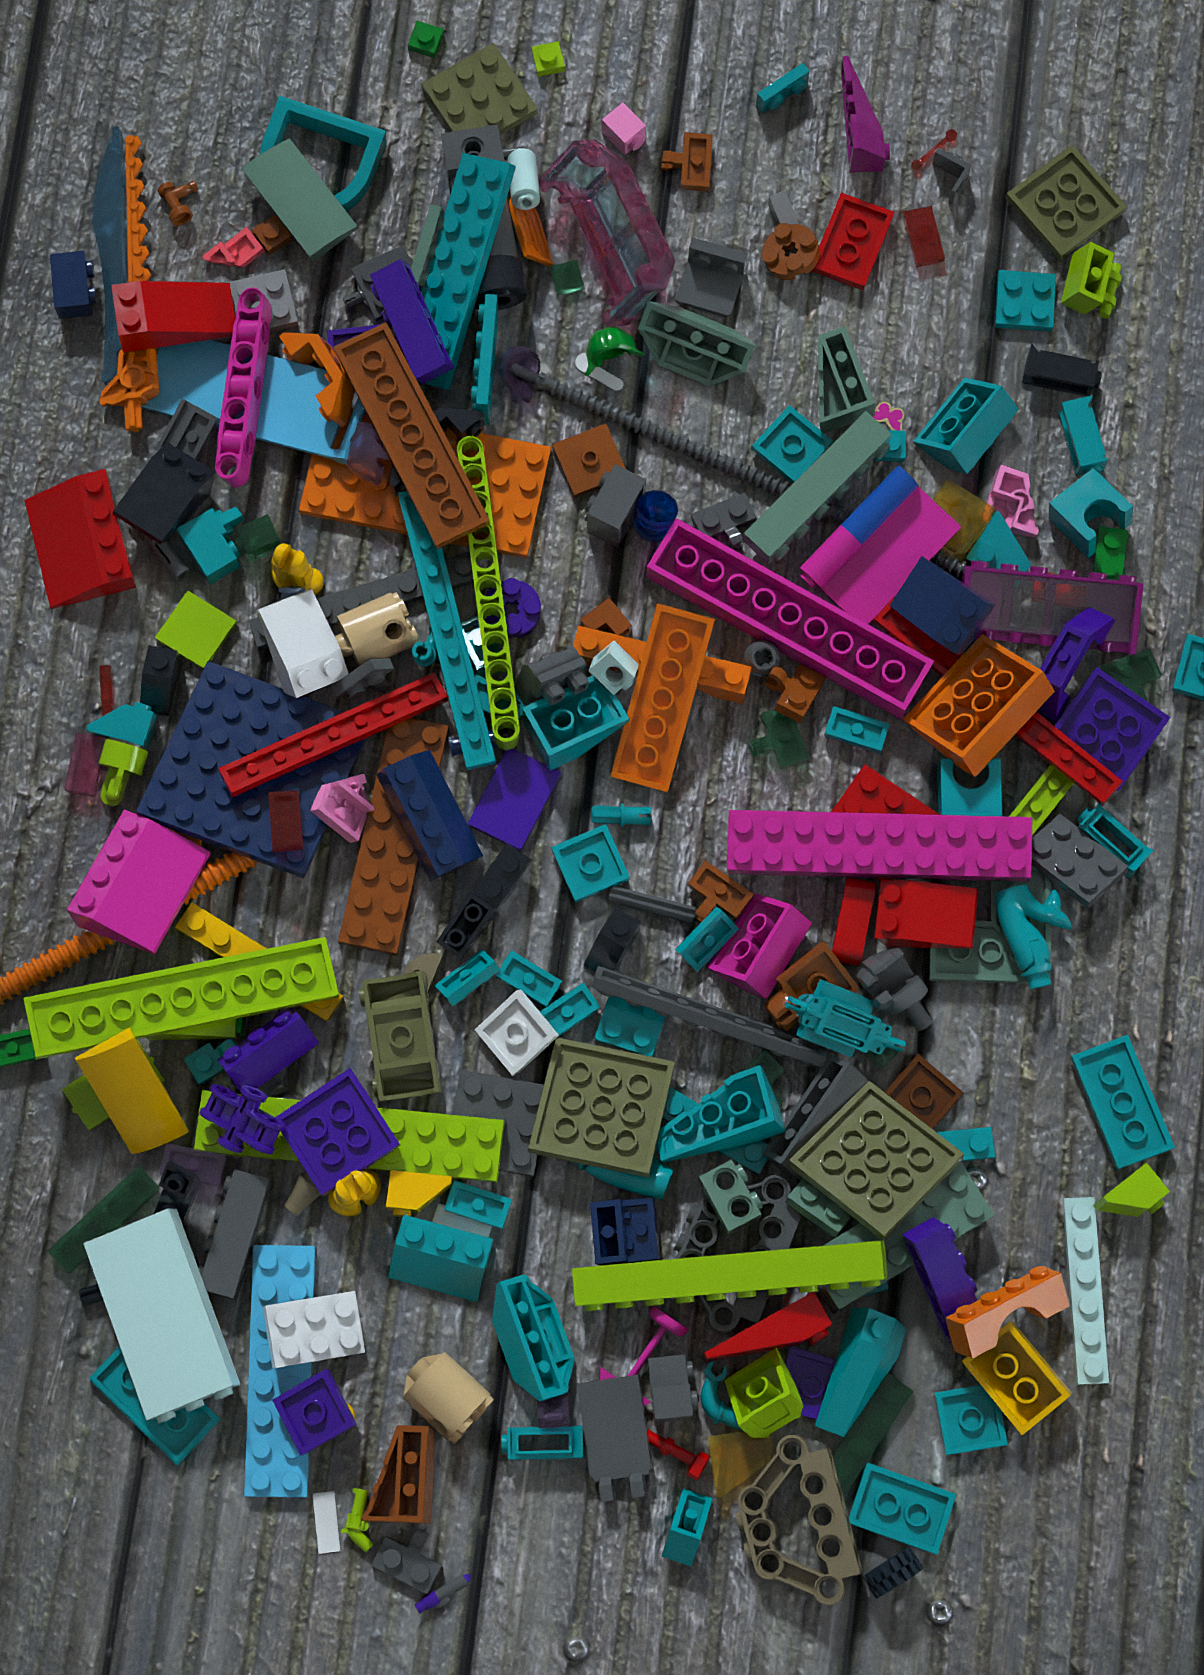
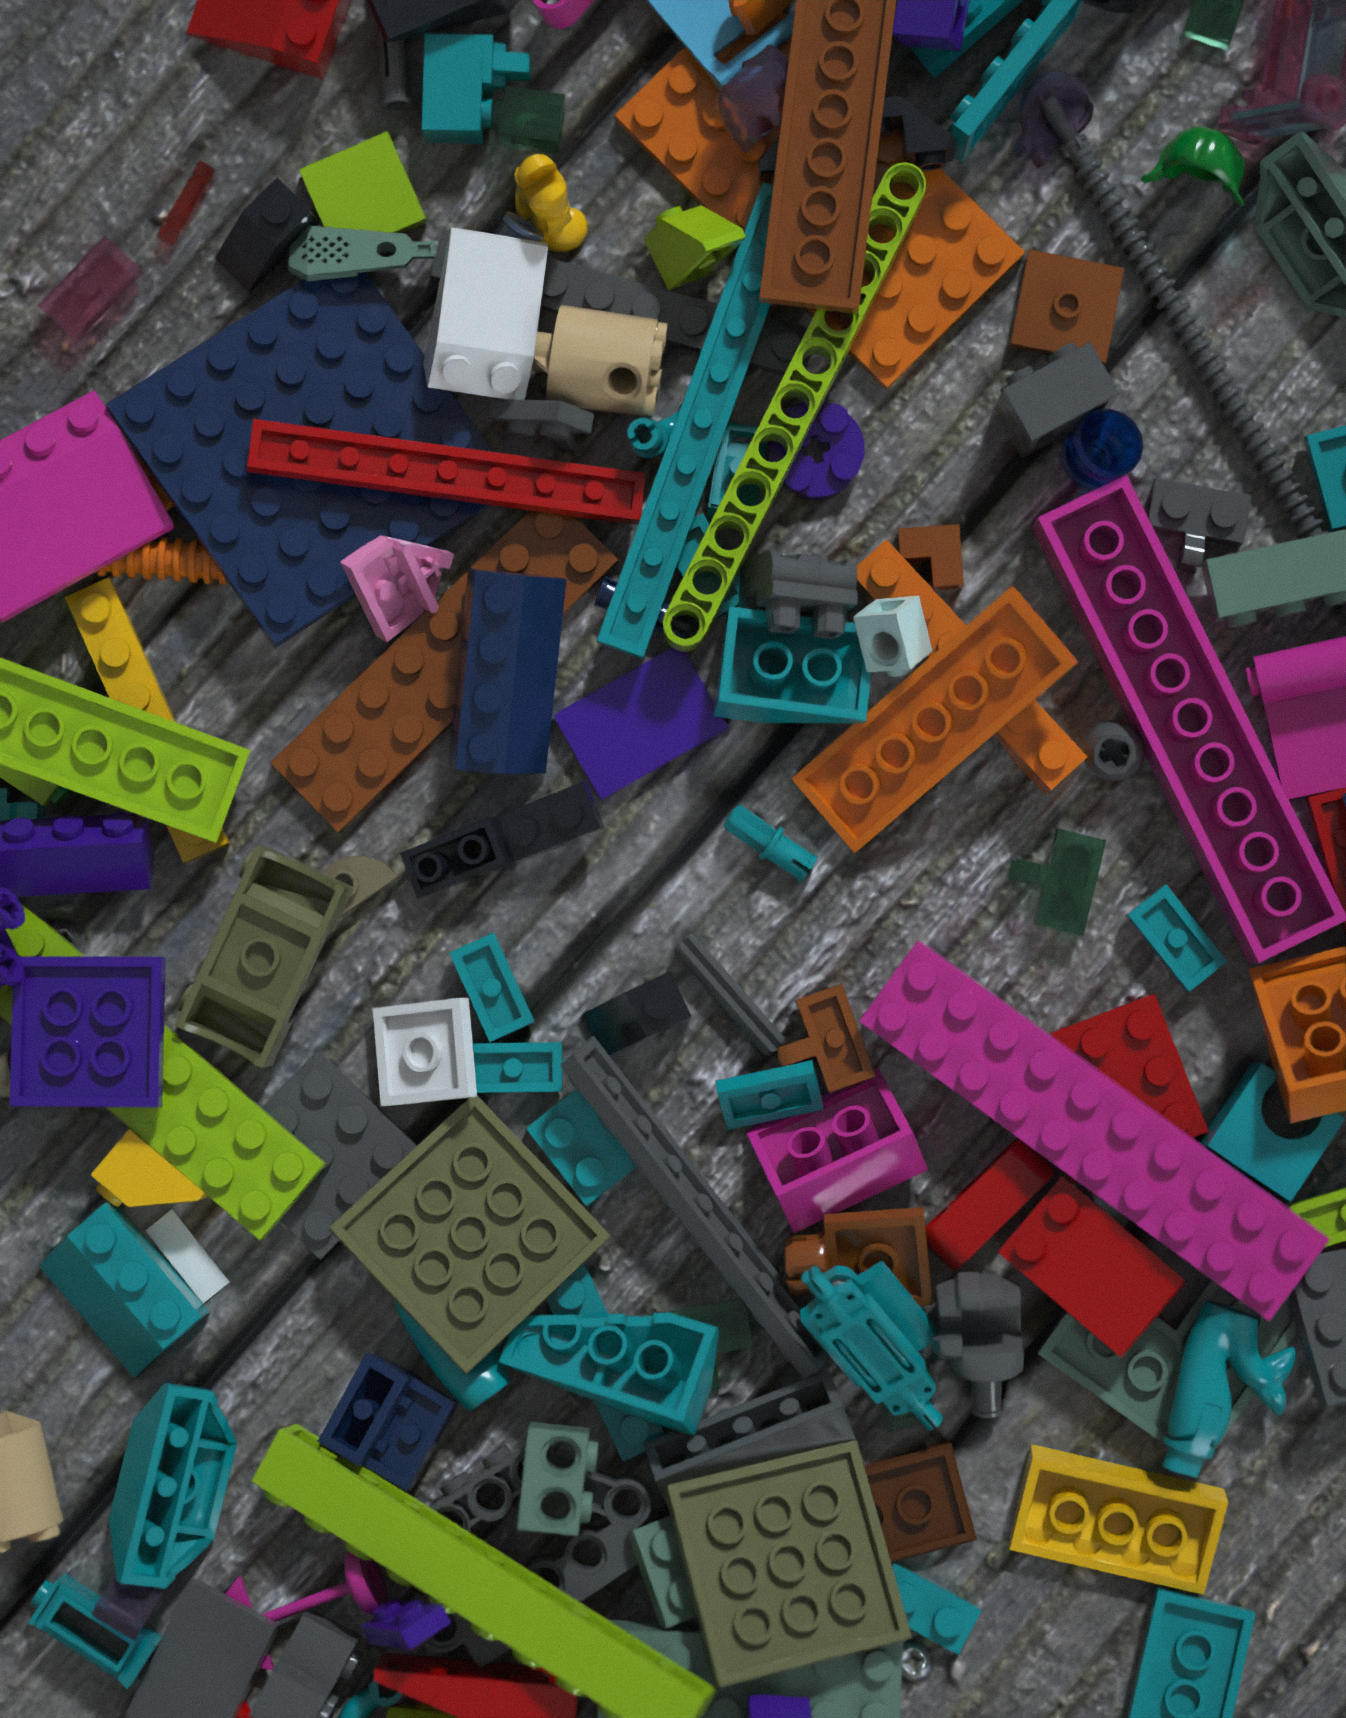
camera: 40 degrees right, 10 degrees up
(122, 760) = (139, 318): lime piece -> none
(126, 723) = (180, 272): teal slope -> none
(208, 661) = (313, 252): none -> sand green piece
(285, 821) = (296, 554): clear red plate -> none
(352, 1189) = (66, 1129): yellow piece -> none
(381, 546) = (691, 244): none -> lime slope
(467, 977) = (409, 930): teal plate -> none
(478, 1205) = (220, 1250): teal plate -> none
(590, 863) = (682, 882): teal plate -> none
(599, 374) = (1165, 189): white sticker -> none
(702, 1321) = (404, 1623): none -> dark purple plate
(796, 692) = (1131, 830): dark orange plate -> none
(1027, 1036) = (1118, 1519): none -> yellow slope

